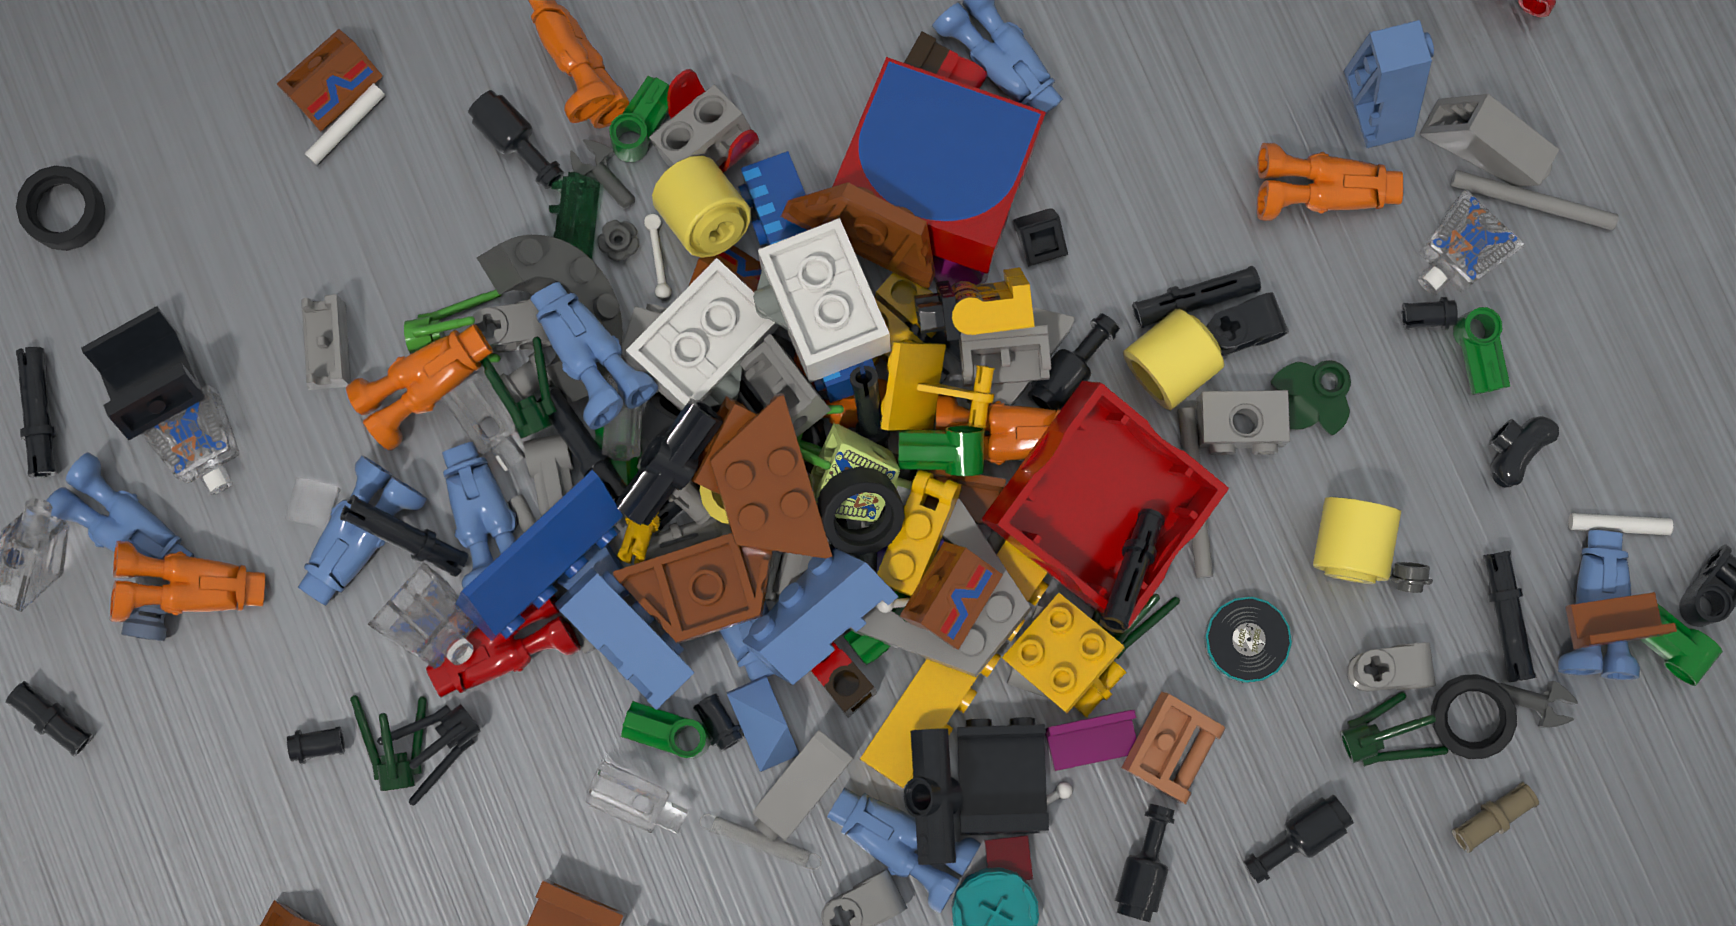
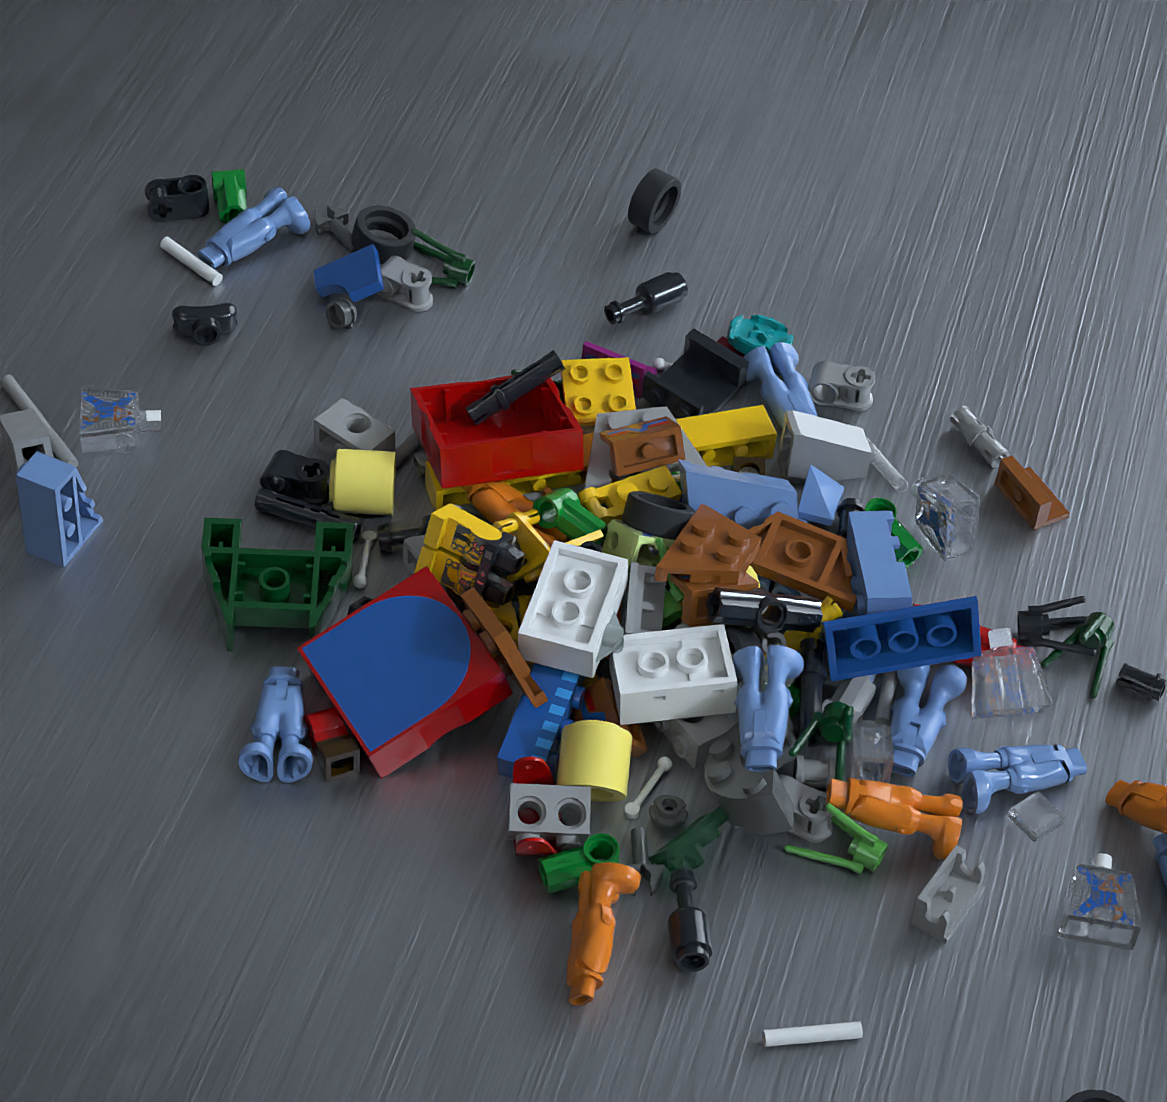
camera: 140 degrees left, 35 degrees down
(144, 373) = (1108, 955): black panel -> none
(330, 79) = (800, 1073): dark orange panel -> none
(419, 543) = (977, 725): black pin -> none
(933, 796) = (749, 379): black piece -> none
(1125, 324) = (368, 538): none -> white hinge
(1137, 171) = (275, 584): none -> dark green wedge
(1163, 743) = (572, 332): nougat plate -> none
(1247, 639) = (472, 352): black tile -> none
(1306, 834) = (537, 255): black piece -> none
(1310, 400) = (290, 424): dark green plate -> none
(1336, 185) = (156, 506): orange piece -> none
(1356, 540) = (356, 336): light yellow piece -> none
(1430, 314) = (176, 411): black pin -> none
(1443, 625) = (352, 275): none -> blue tile
(1484, 356) = (165, 374): green piece -> none
(1495, 817) = (422, 198): dark tan pin -> none
(1509, 616) = (299, 270): black pin -> none
(1616, 620) = (260, 198): dark orange panel -> none

